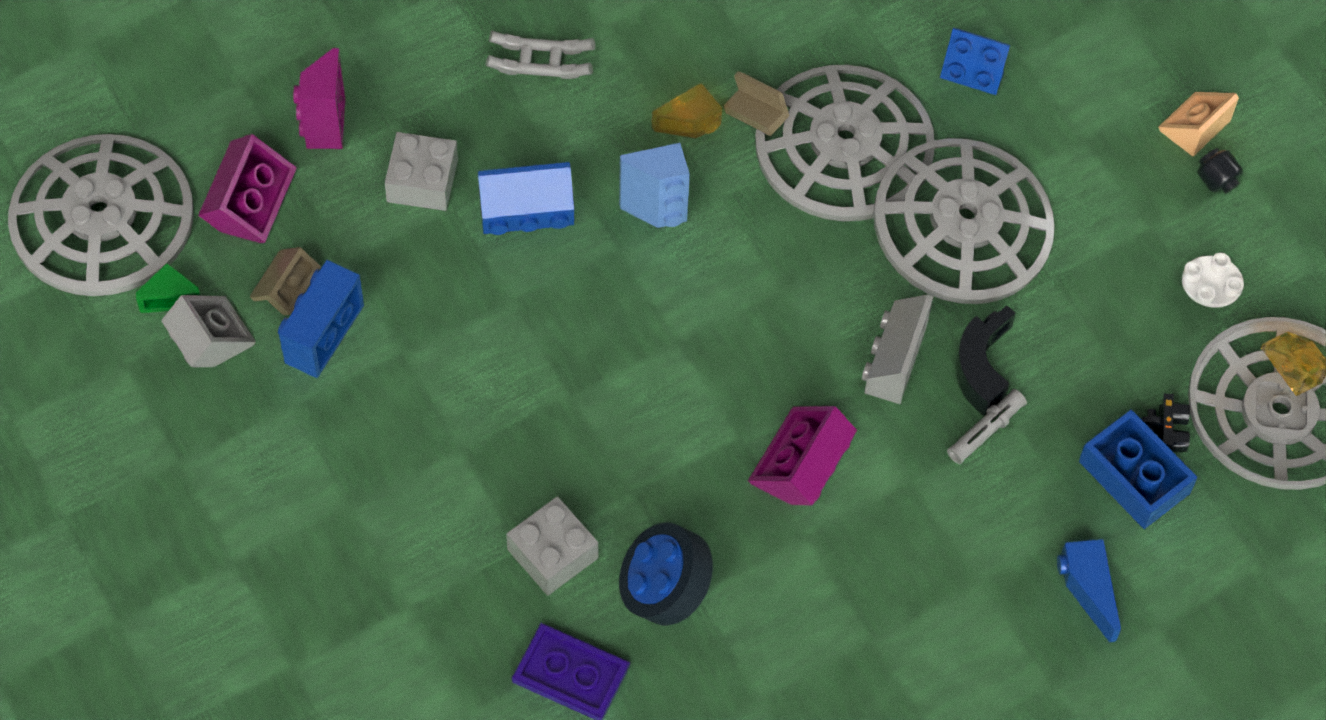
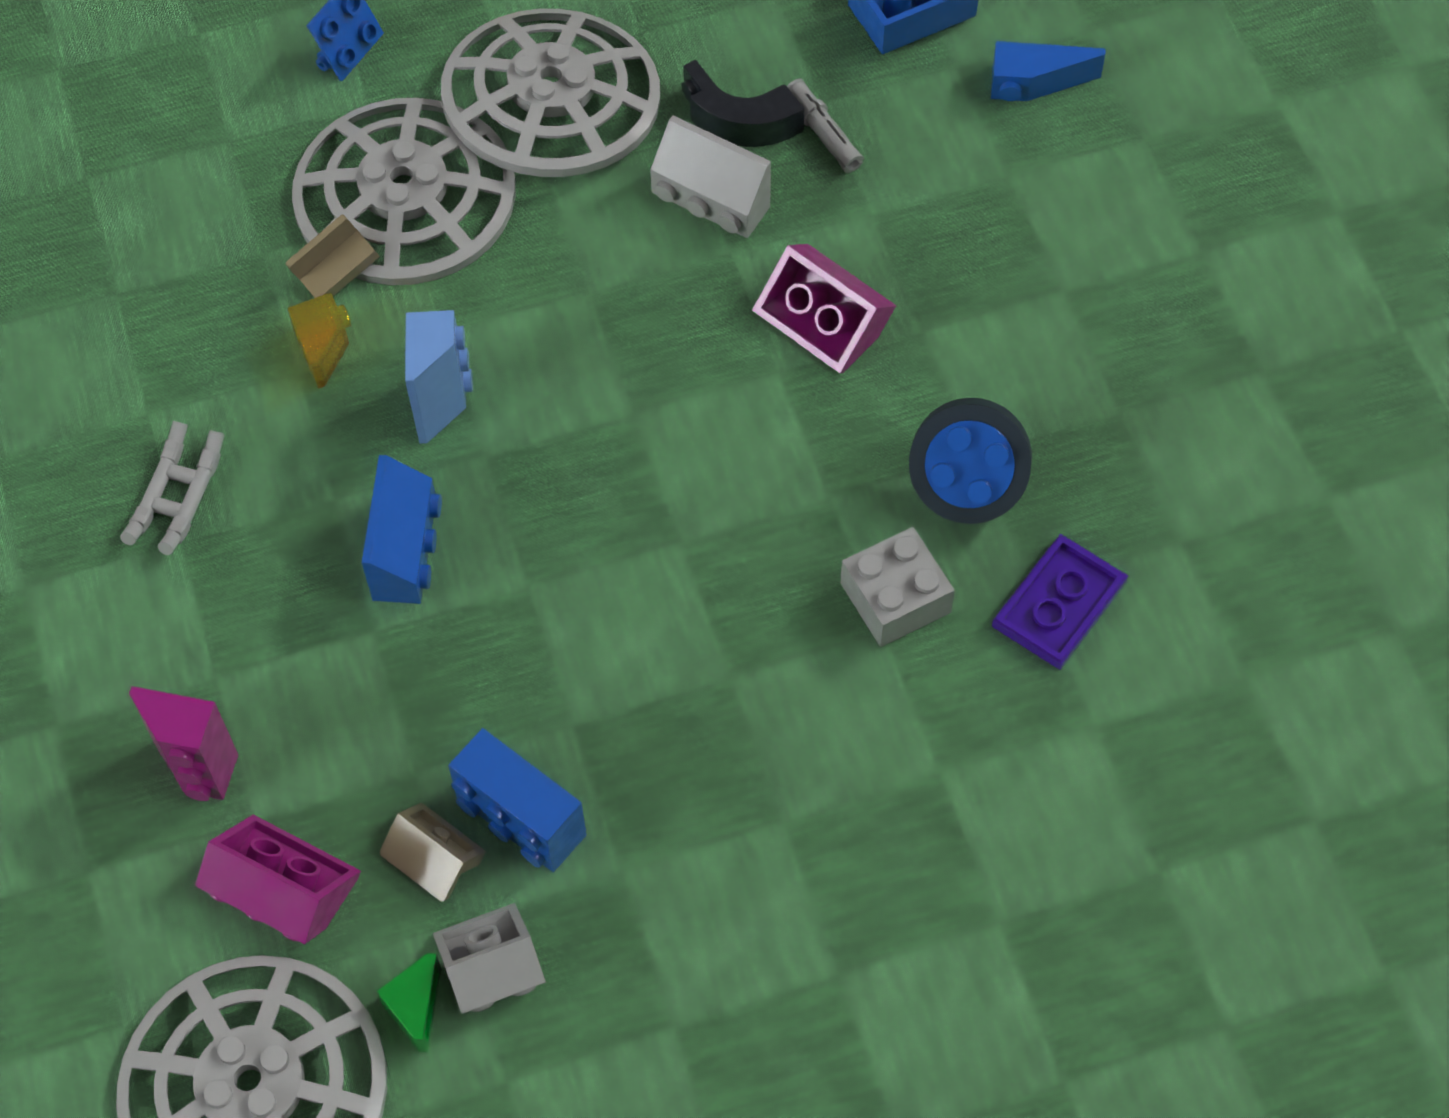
camera: 75 degrees left, 0 degrees up
(421, 171) = (314, 652): light grey brick -> none

